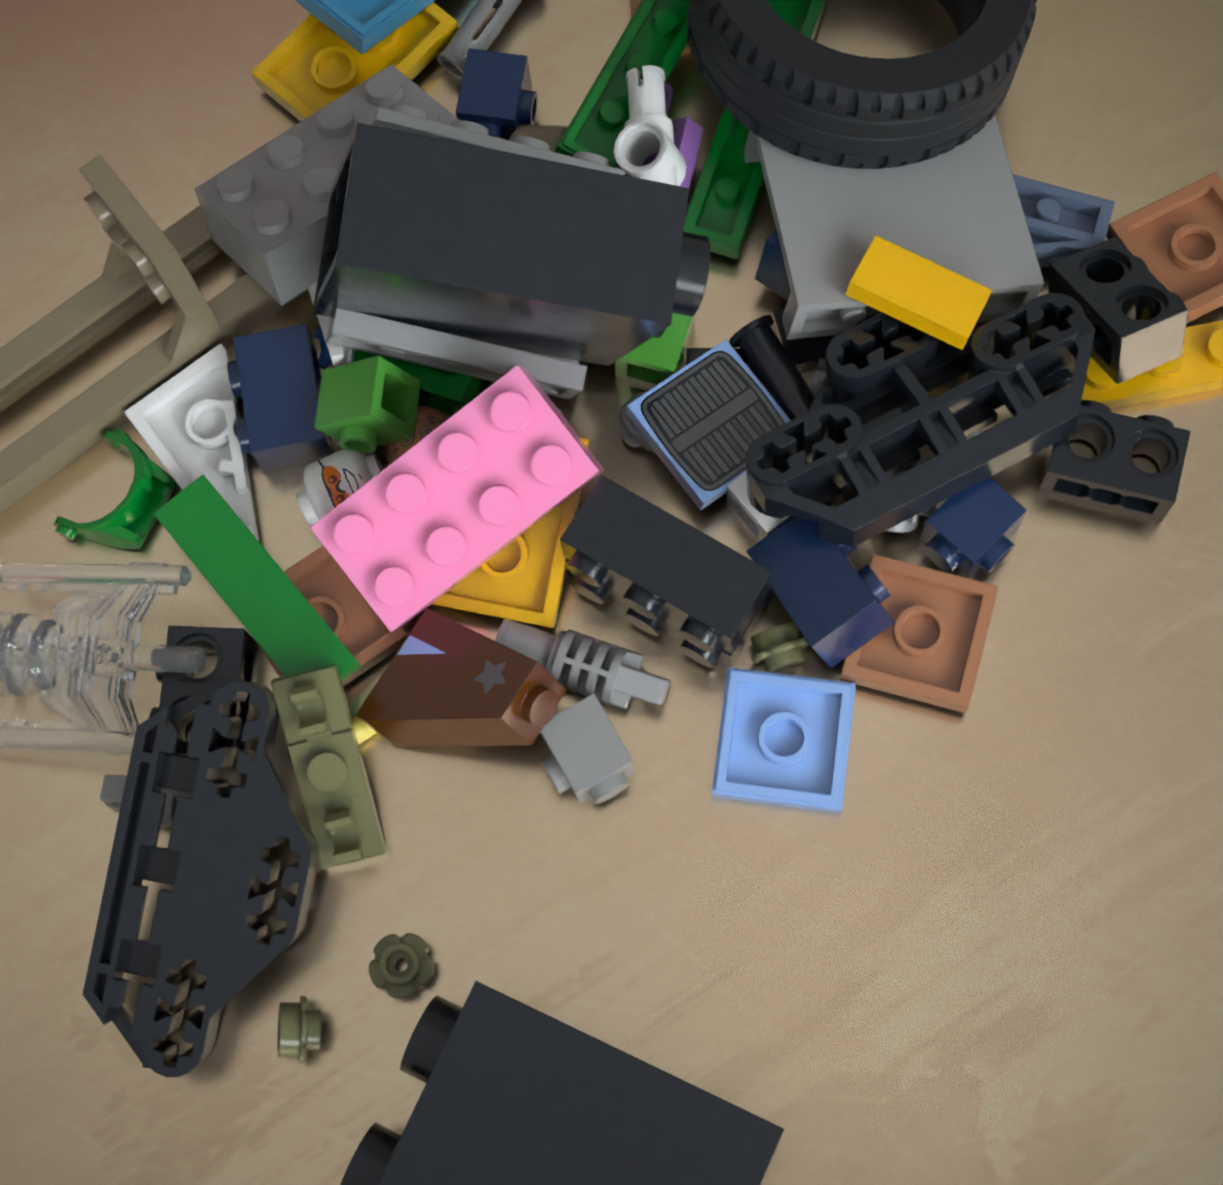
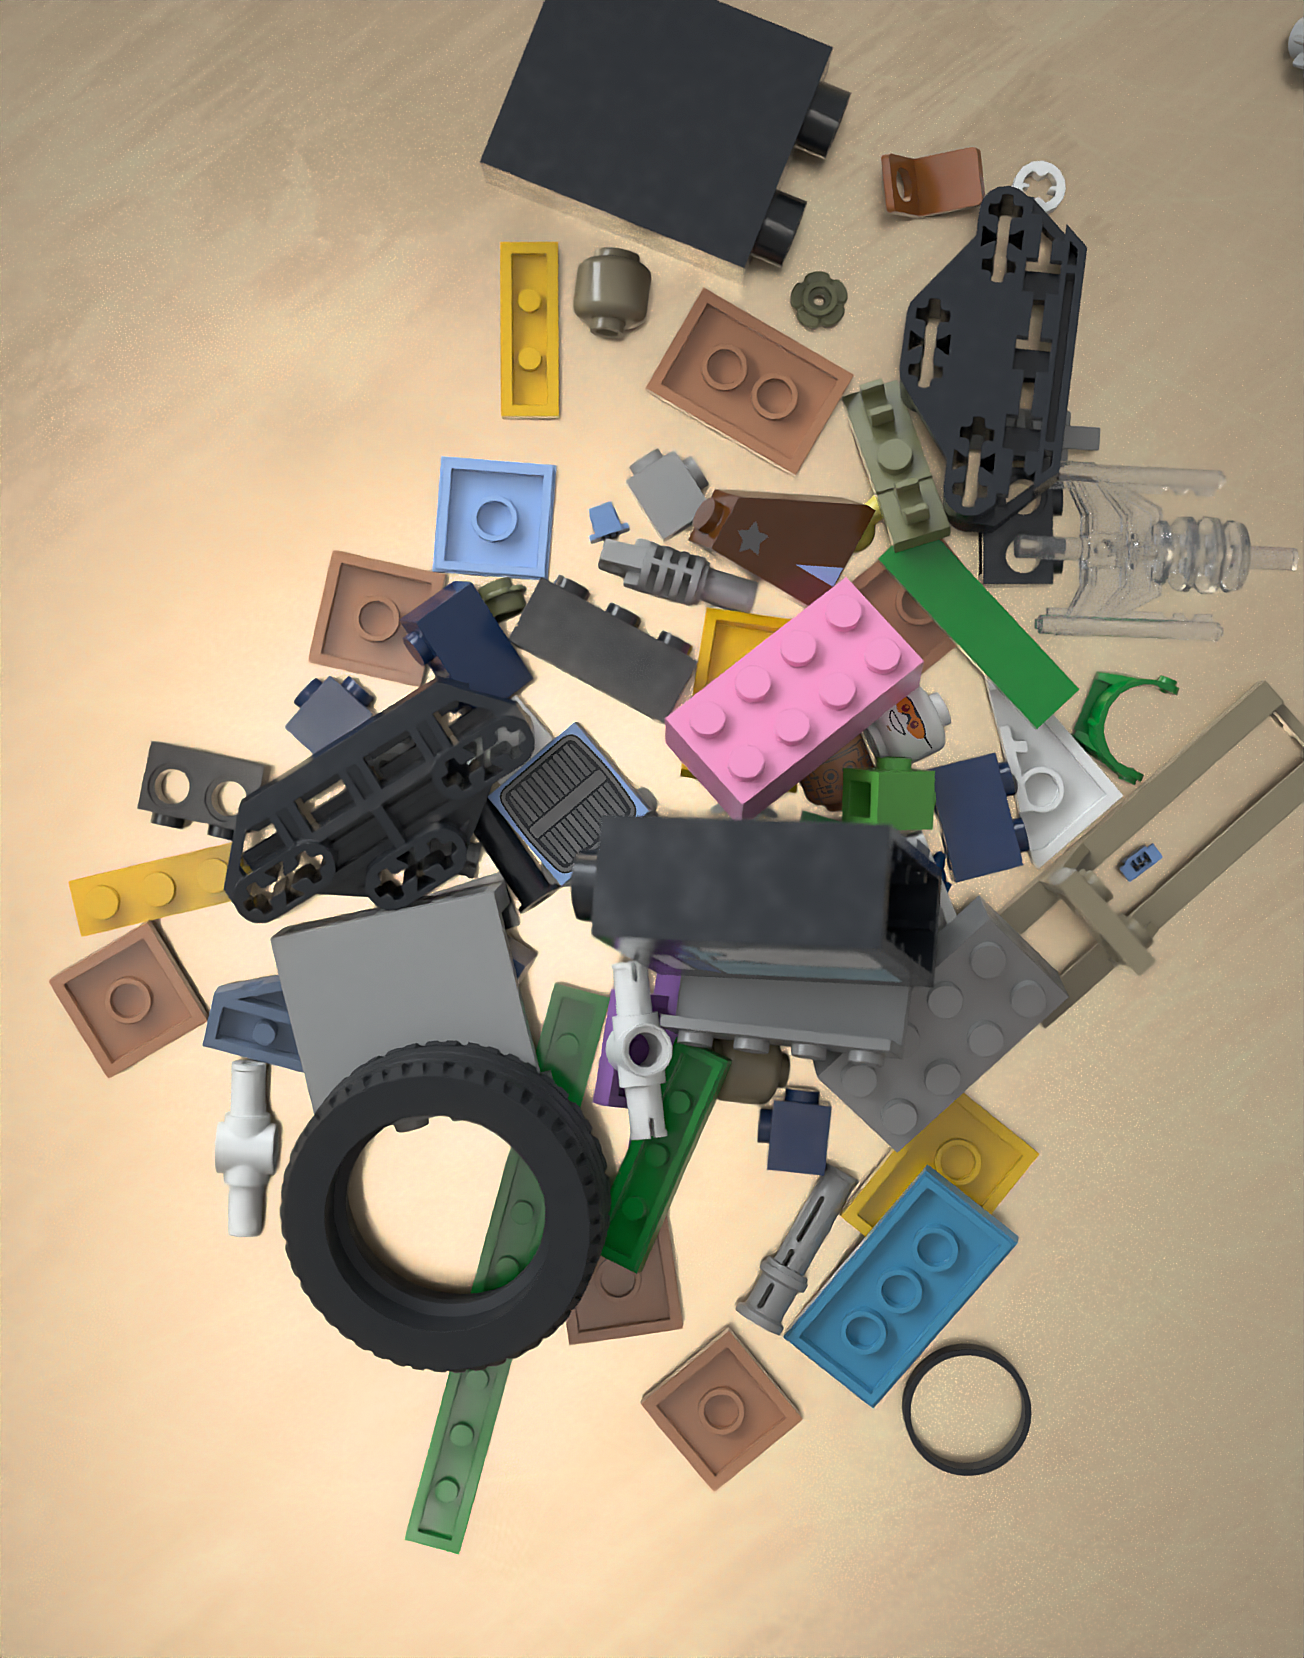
camera: 170 degrees right, 15 degrees up
(116, 349) = (1139, 861): none -> medium blue piece
(136, 1102) = (1039, 171): none -> white bush
(254, 1093) = (934, 182): none -> dark orange bracket
(298, 1029) = (904, 239): olive plate -> none
(488, 874) = (749, 382): none -> nougat plate
(637, 983) = (612, 292): none -> dark tan head
(659, 729) = (605, 523): none -> medium blue piece
(735, 948) = (529, 330): none -> yellow plate
(918, 292) = (384, 911): yellow tile -> none
(1067, 104) = (246, 1148): none -> white pin
(1132, 311) = (208, 925): black brick -> none

